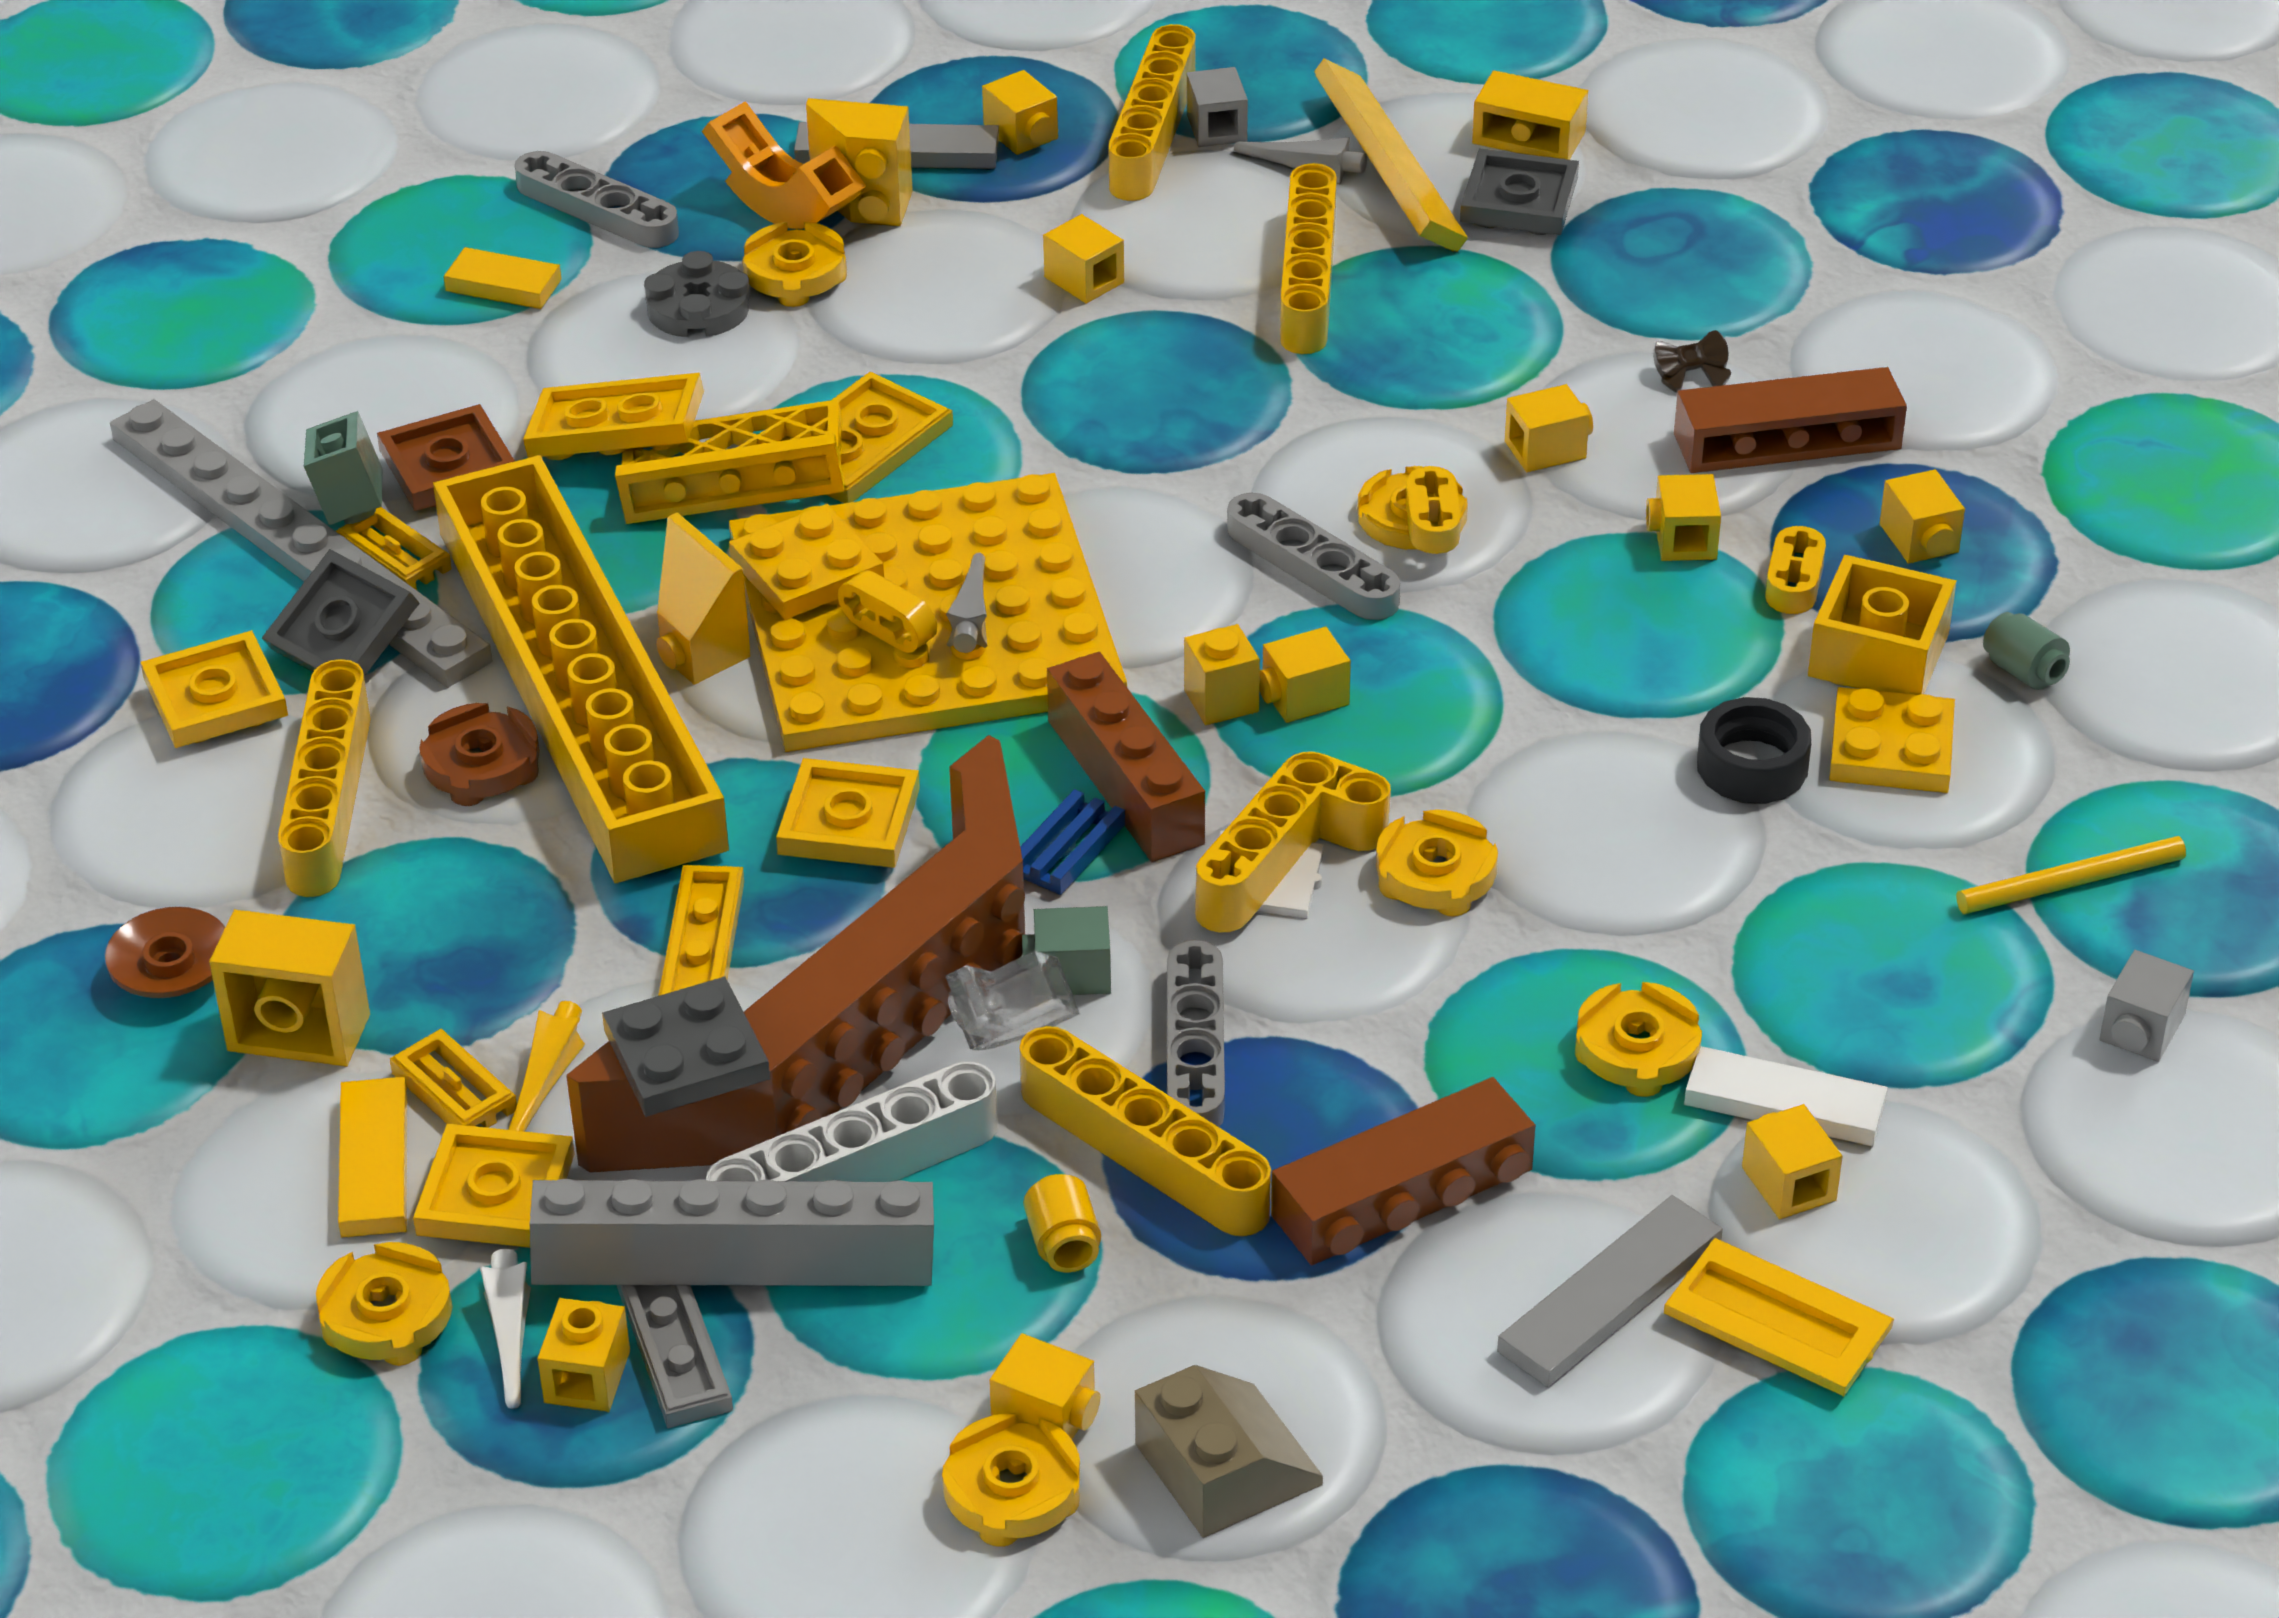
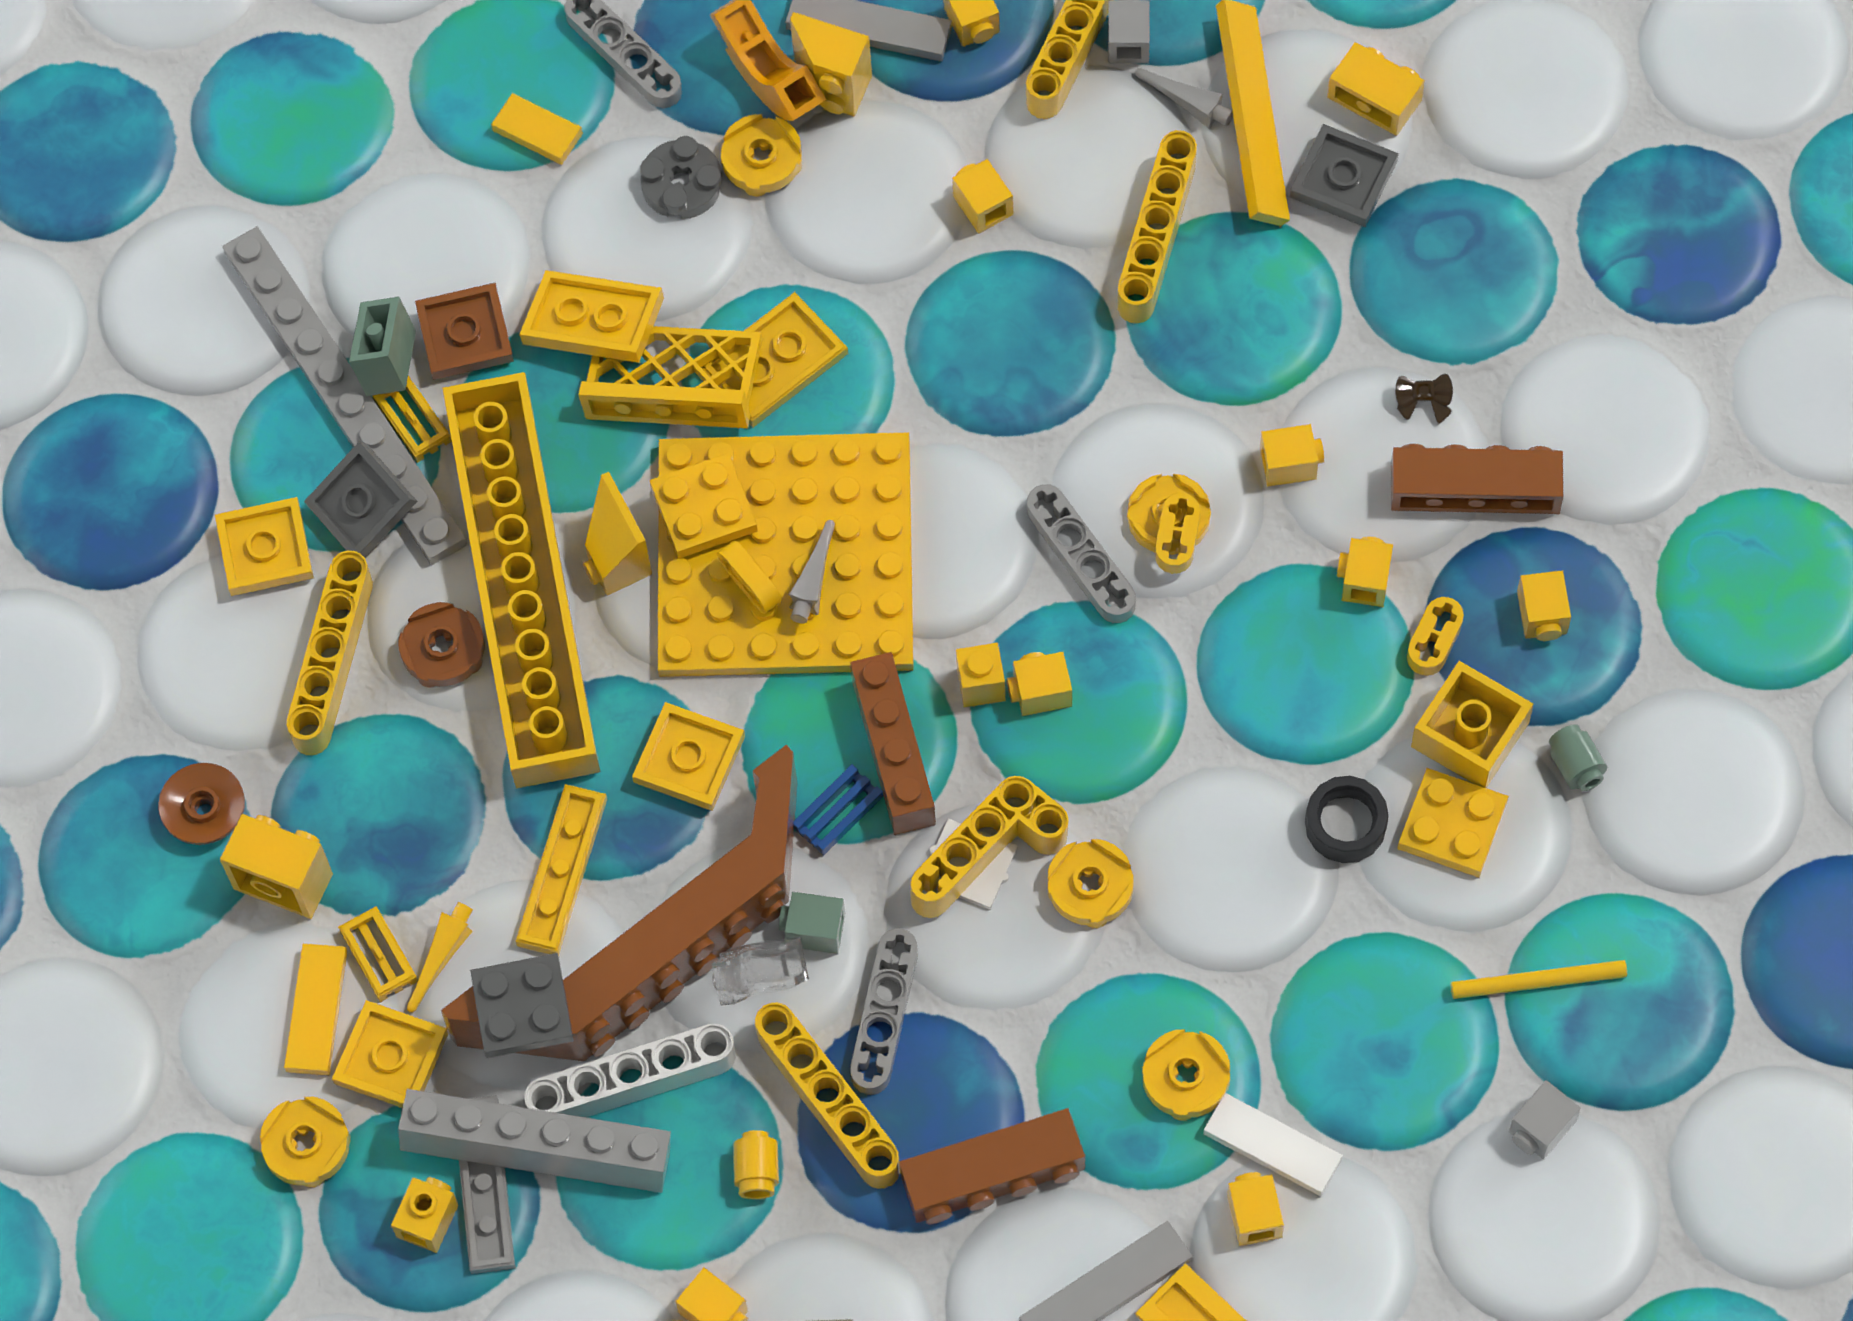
camera: 15 degrees right, 25 degrees up
(507, 1303) = (384, 1153): white piece -> none

